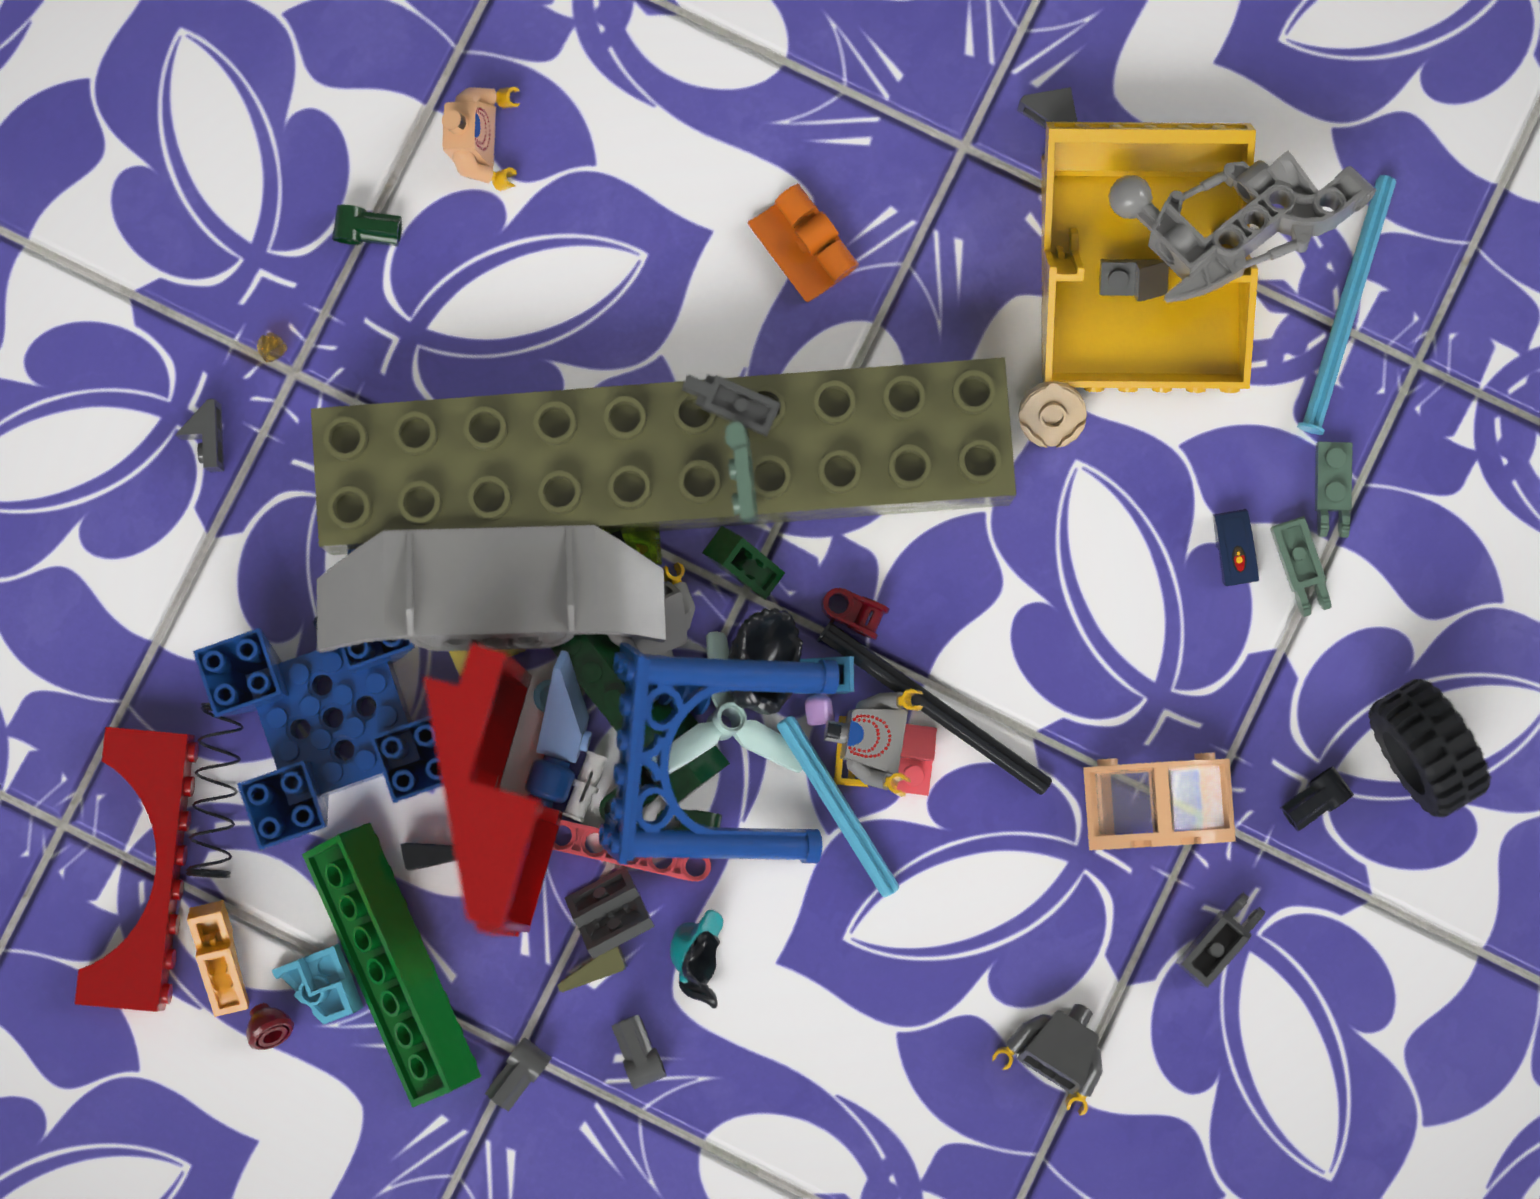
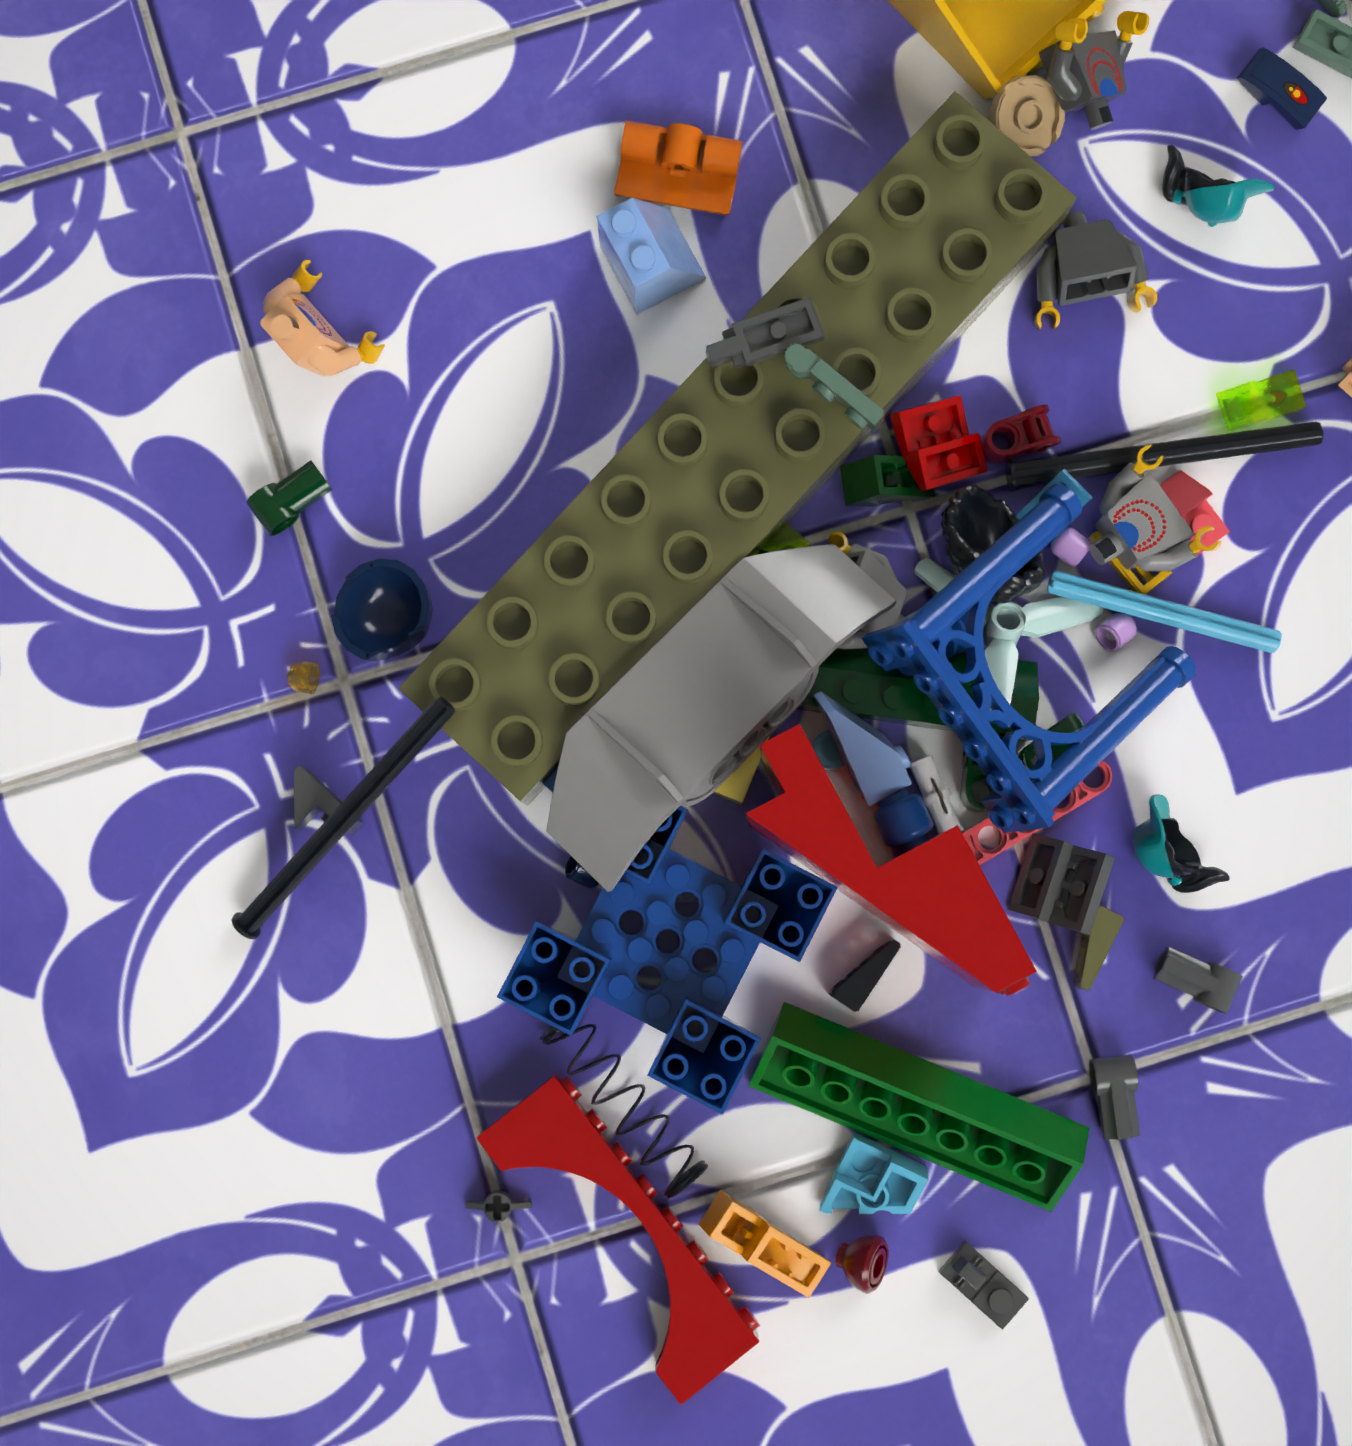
camera: 45 degrees left, 0 degrees up
(82, 782) = (498, 1205): none -> dark grey piece
(204, 456) = (343, 818): none -> black axle
(328, 1111) = (983, 1285): none -> dark grey hinge
(353, 350) = (382, 610): none -> dark blue cylinder
(730, 280) = (647, 252): none -> light blue slope
(797, 568) = (938, 443): none -> red slope
(797, 790) = (1121, 626): none -> lavender piece
(1000, 544) = (1090, 264): none -> dark grey torso
(1029, 732) = (1261, 400): none -> clear neon green slope
(1119, 568) = (1207, 198): none -> teal hair
(1120, 422) = (1090, 67): none -> dark grey torso

